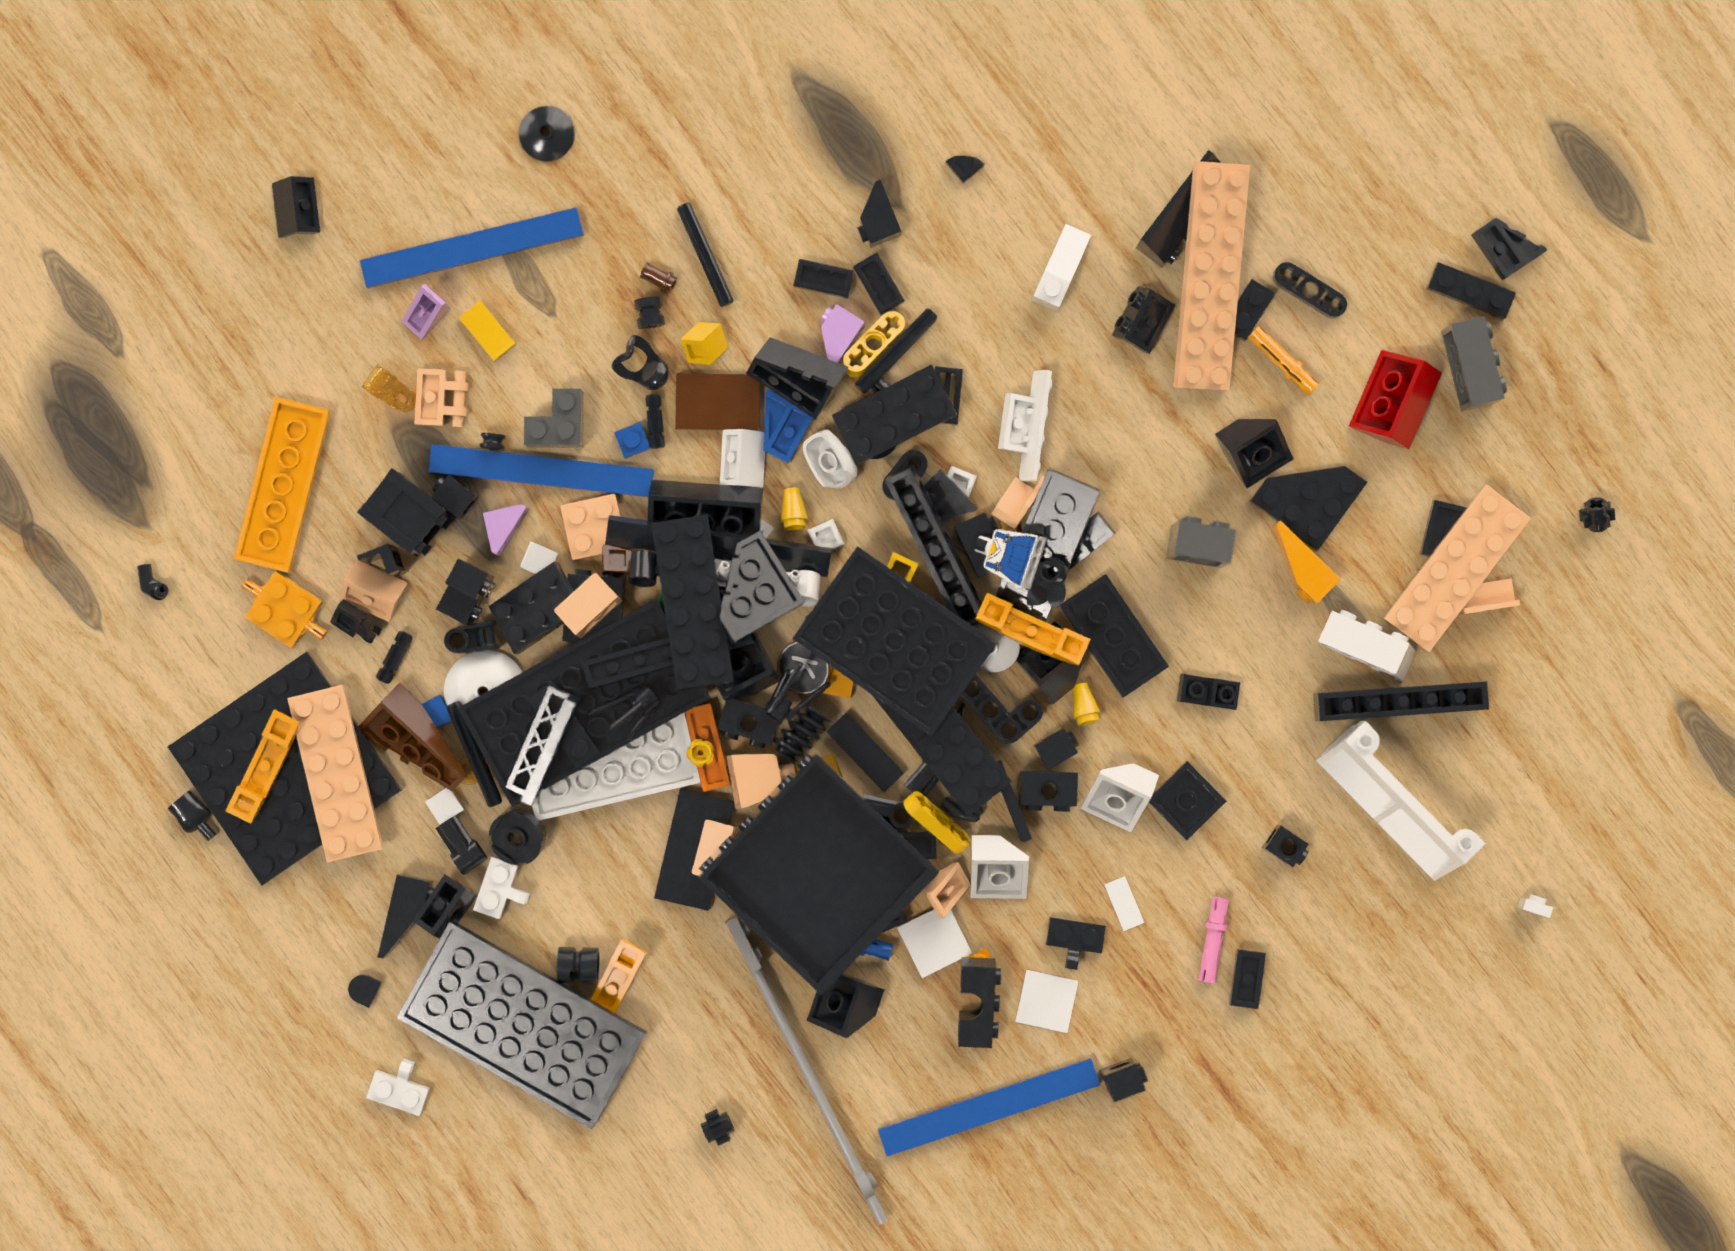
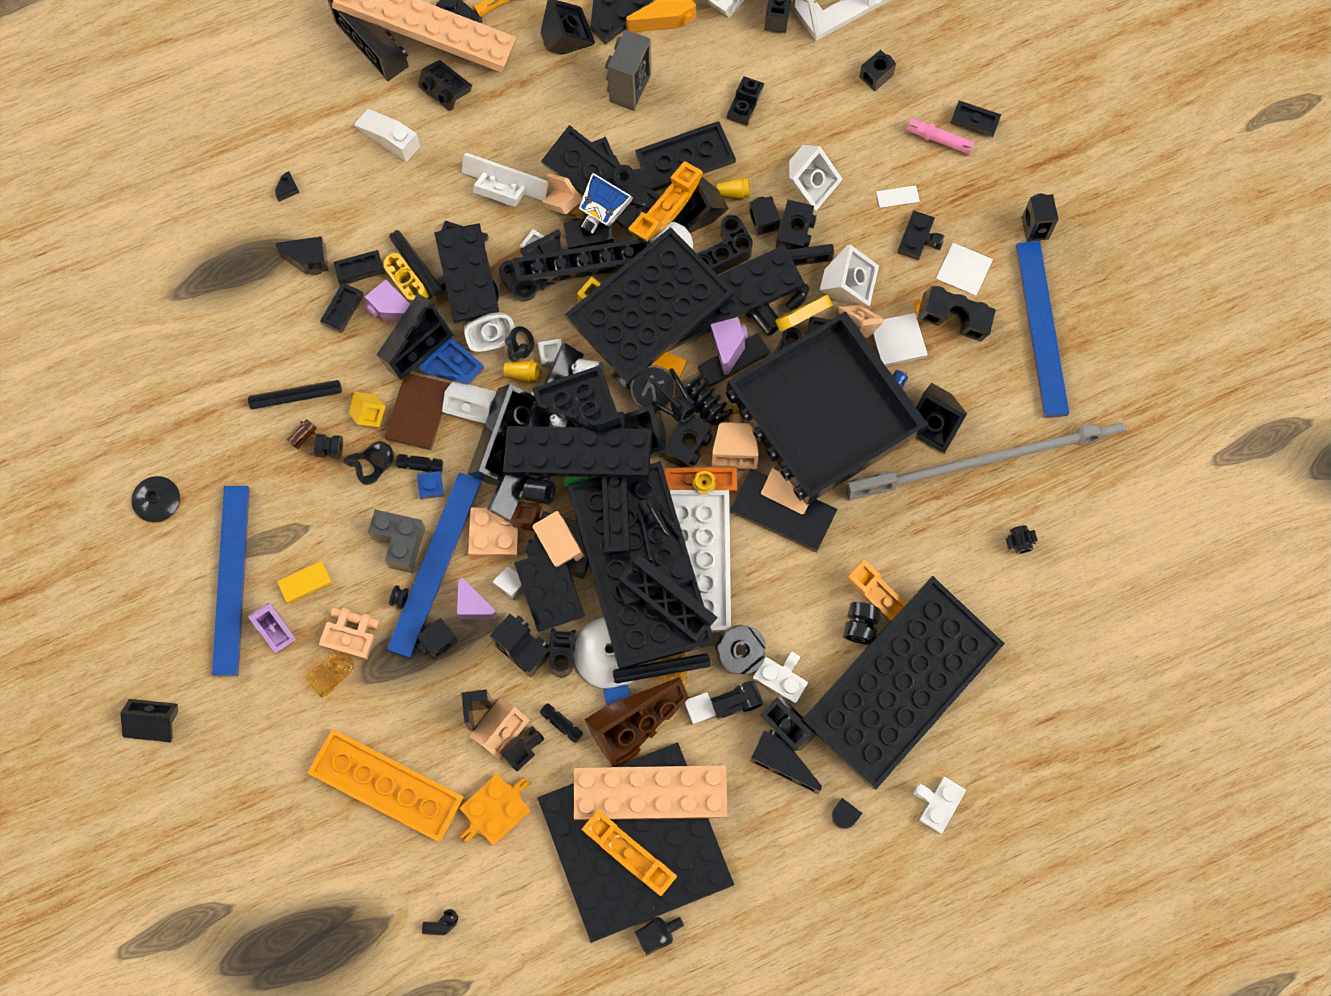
camera: 75 degrees left, 15 degrees down
(405, 513) = (439, 678): black container -> none
(812, 496) = (515, 351): none -> black piece
(878, 743) = (729, 342): none -> lavender slope
(1186, 800) = (828, 130): black plate -> none

